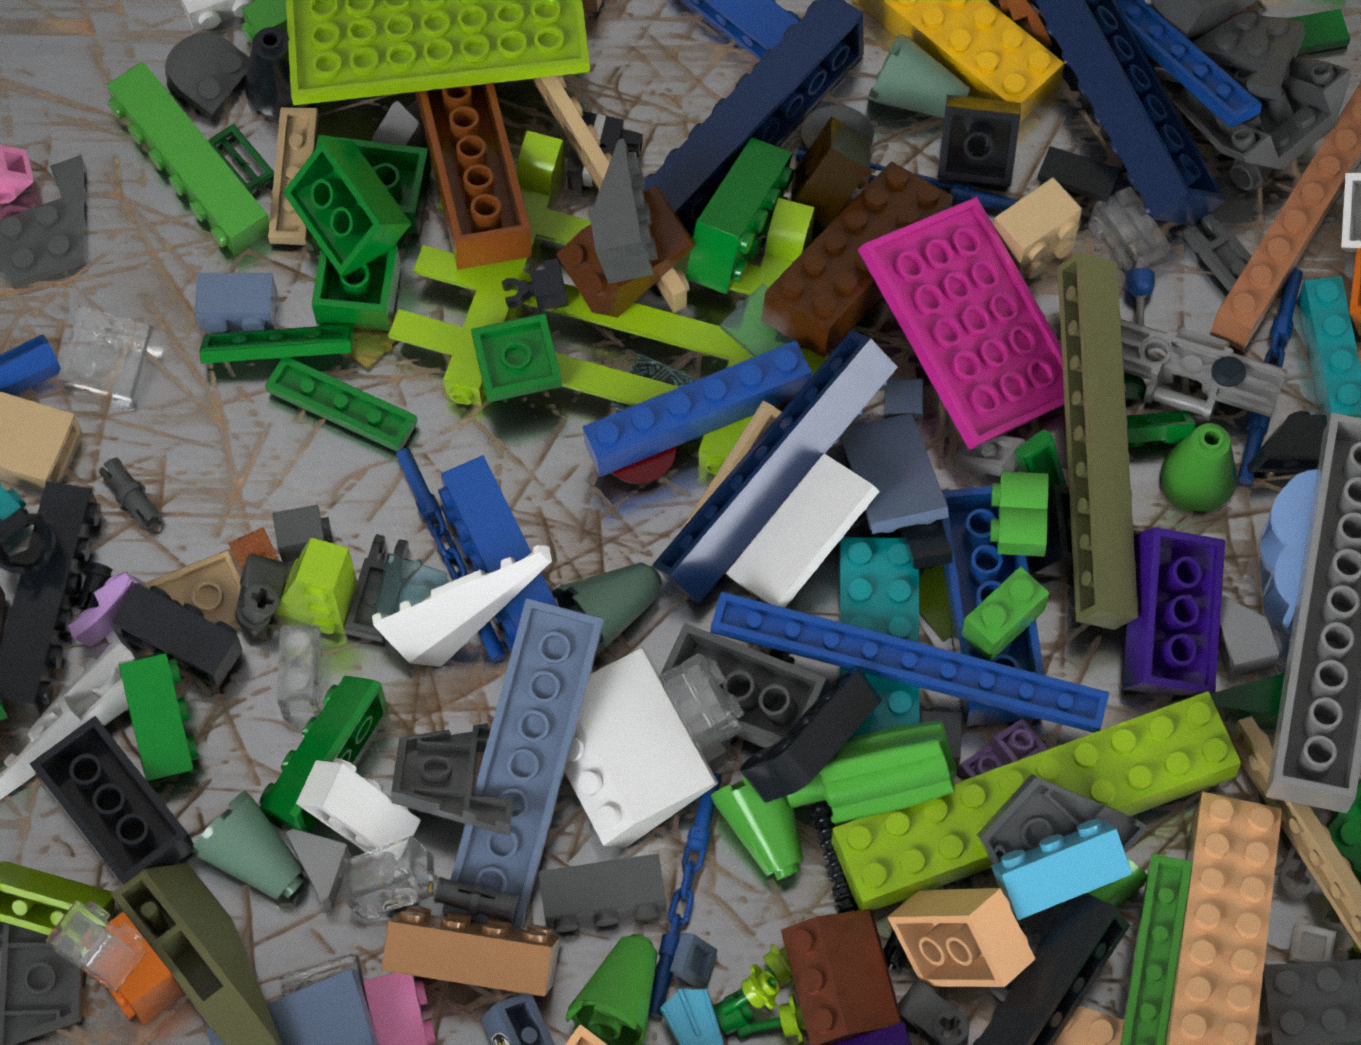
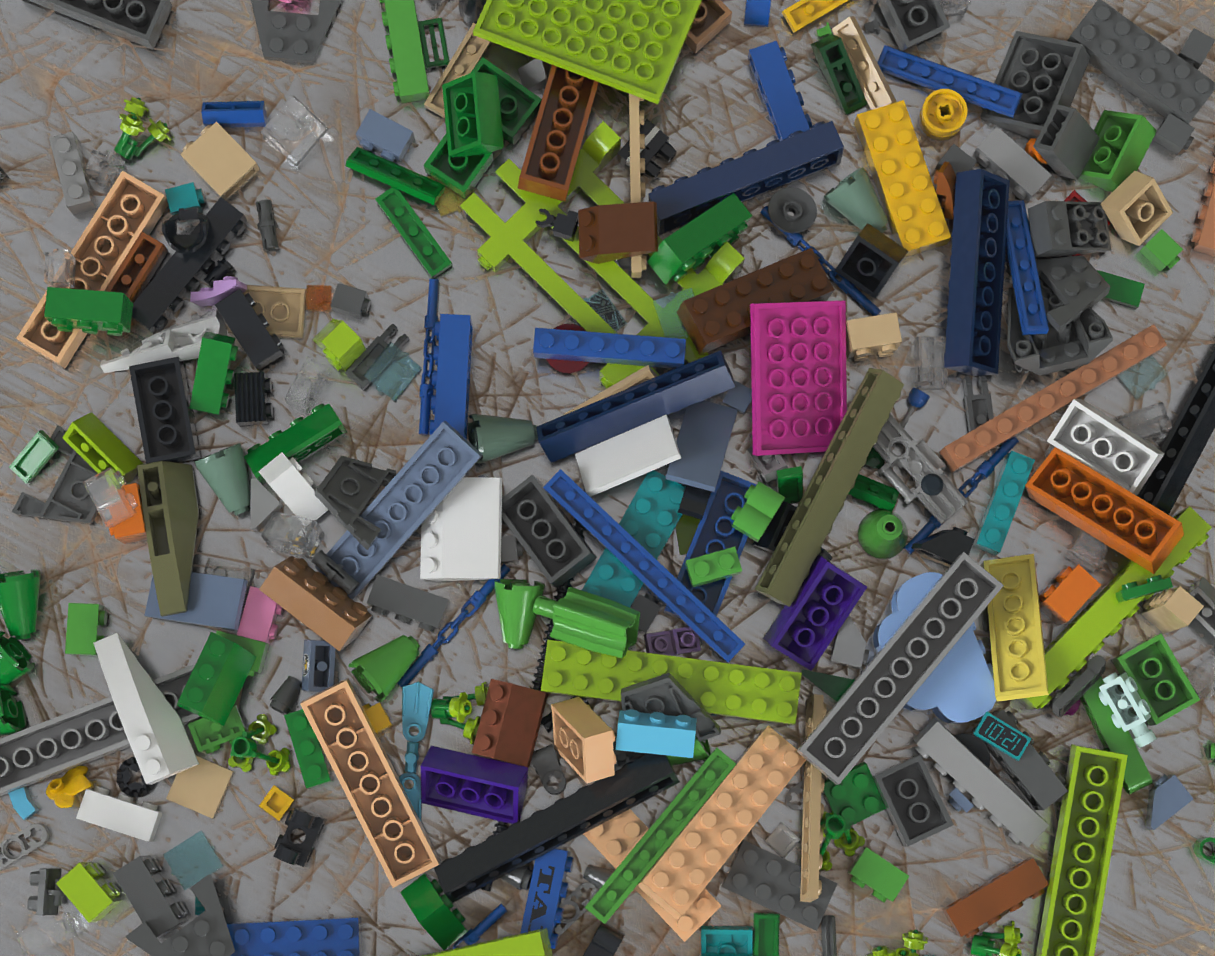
camera: 25 degrees right, 15 degrees up
(229, 729) = (252, 398): none -> black brick
(259, 591) = (311, 323): dark grey piece -> none
(458, 610) = (406, 402): white wedge -> none
(516, 357) = (523, 261): green plate -> none
(623, 220) = (618, 216): dark grey slope -> none
(693, 960) = (437, 667): sand blue plate -> none
(702, 702) = (514, 529): clear brick -> none
(813, 738) = (563, 586): black beam -> none
(832, 170) = (770, 238): dark brown brick -> none
(1079, 174) = (918, 313): black panel -> none

